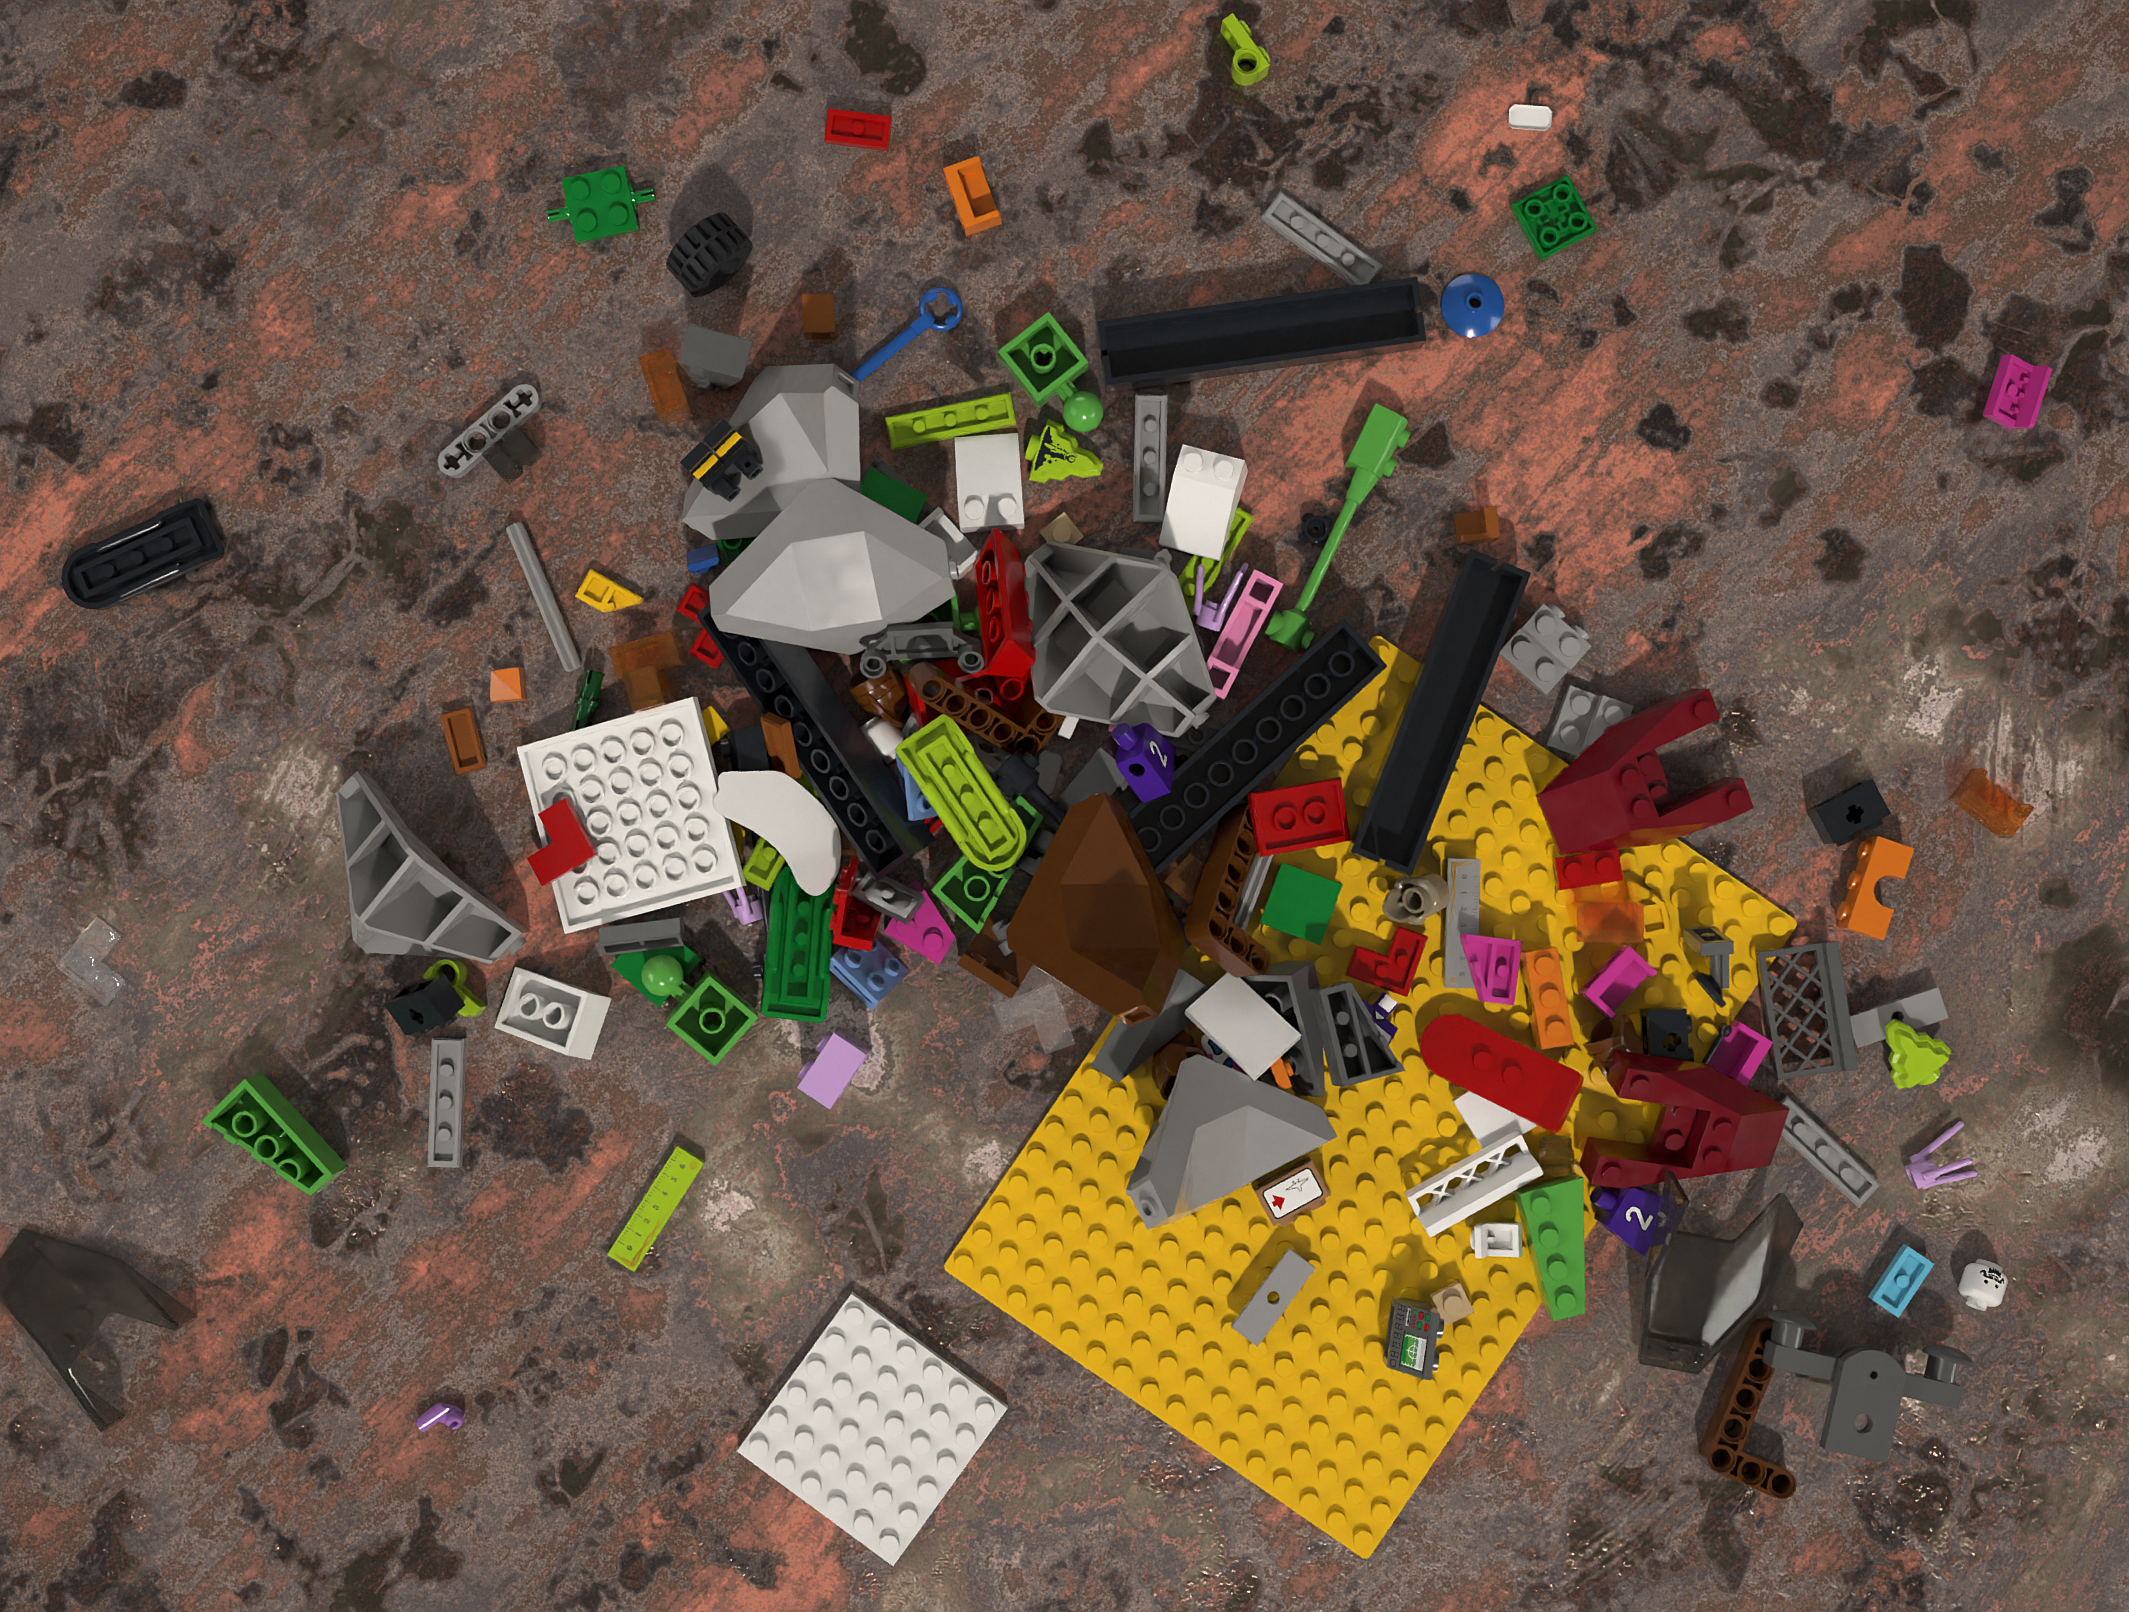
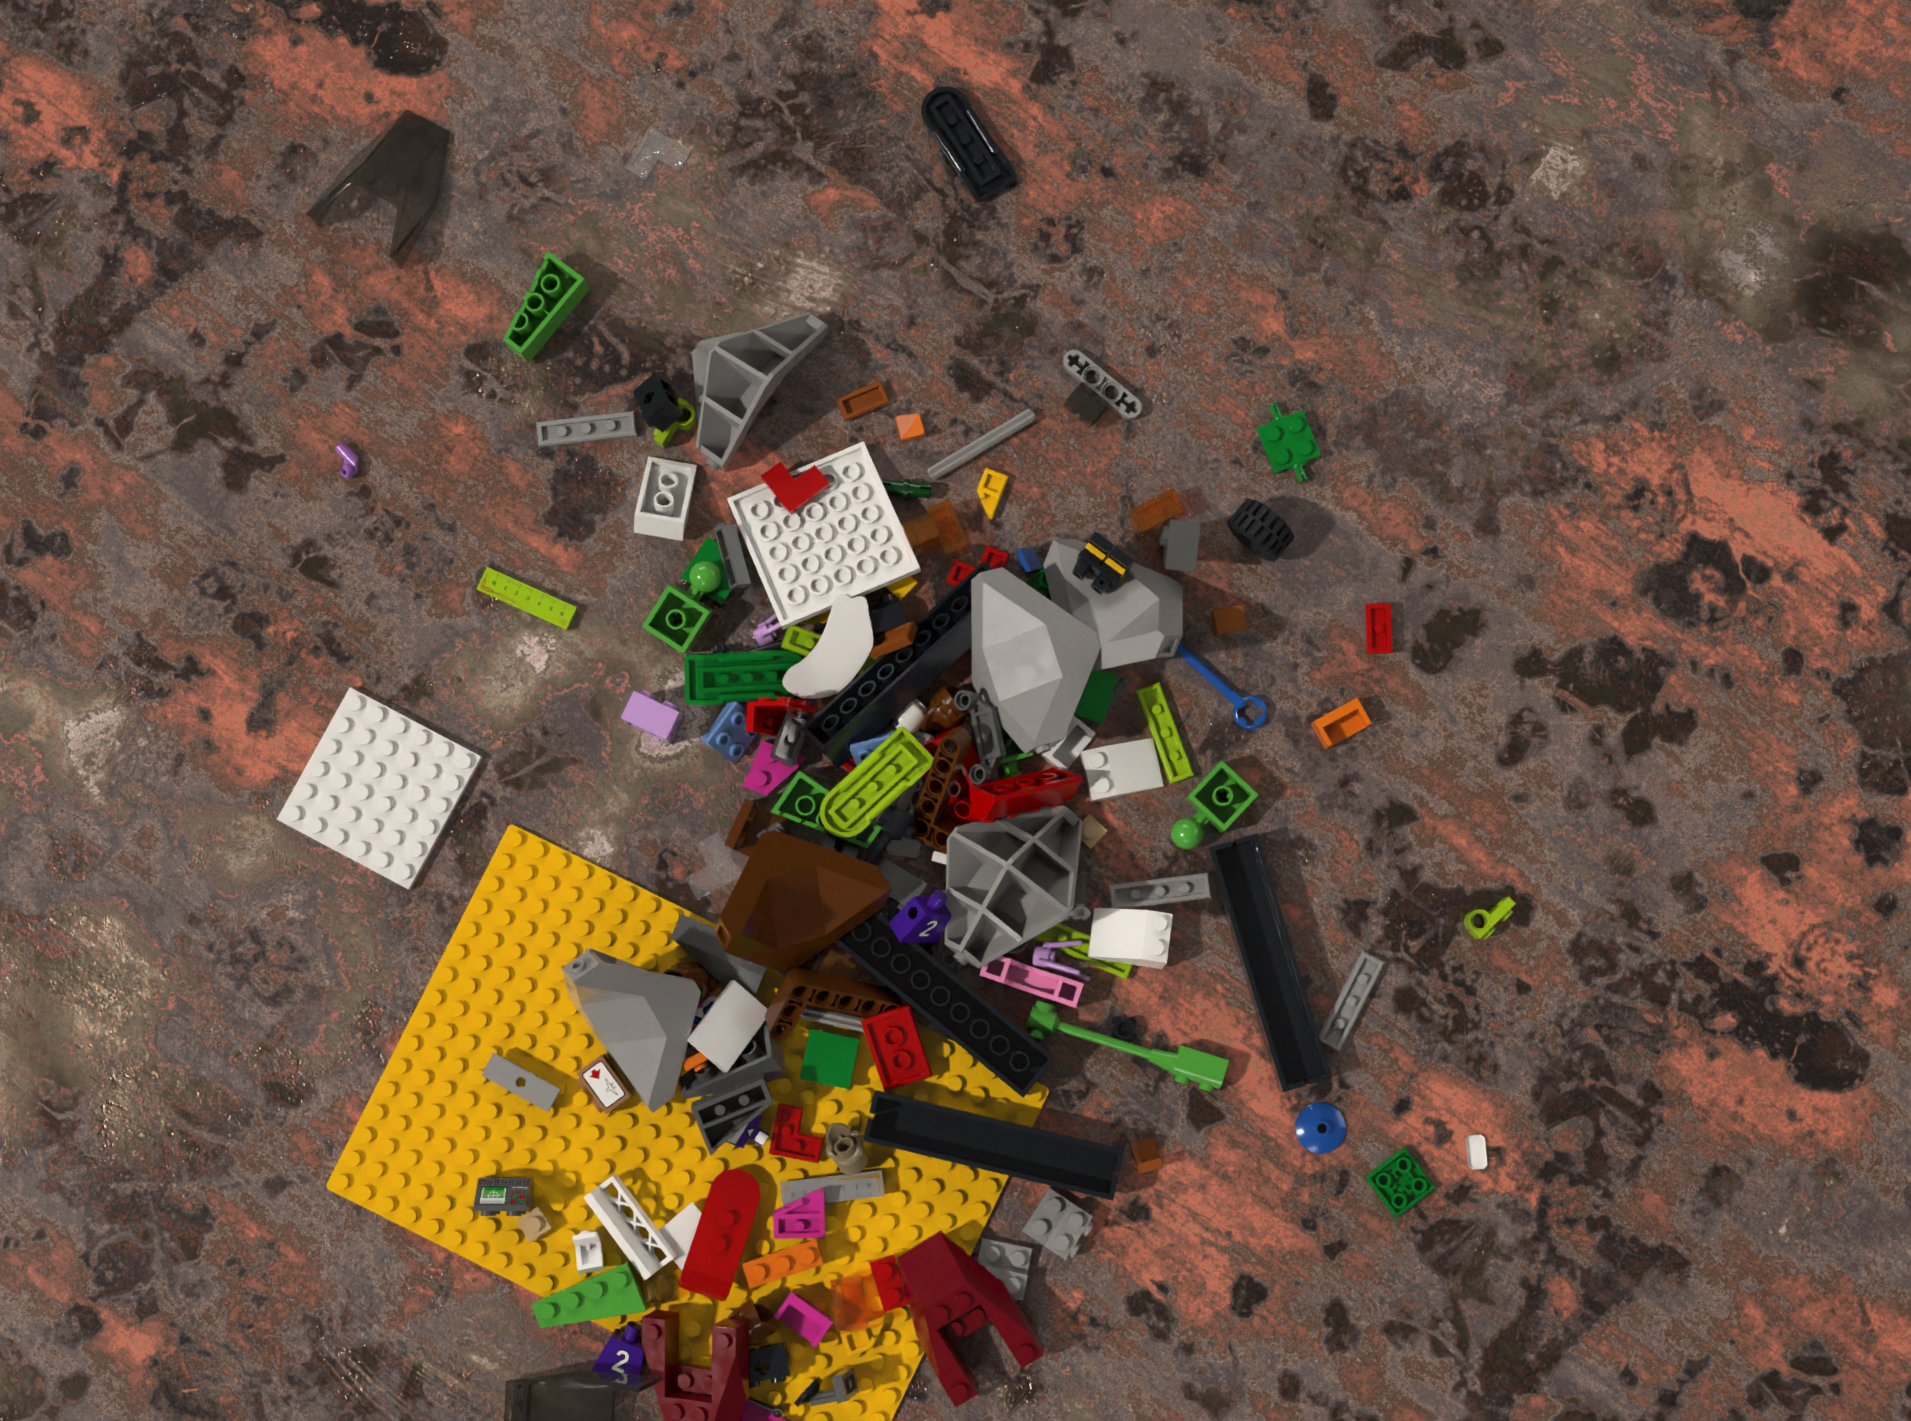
camera: 80 degrees right, 5 degrees down
(1058, 456) = (1150, 820): lime rock -> none

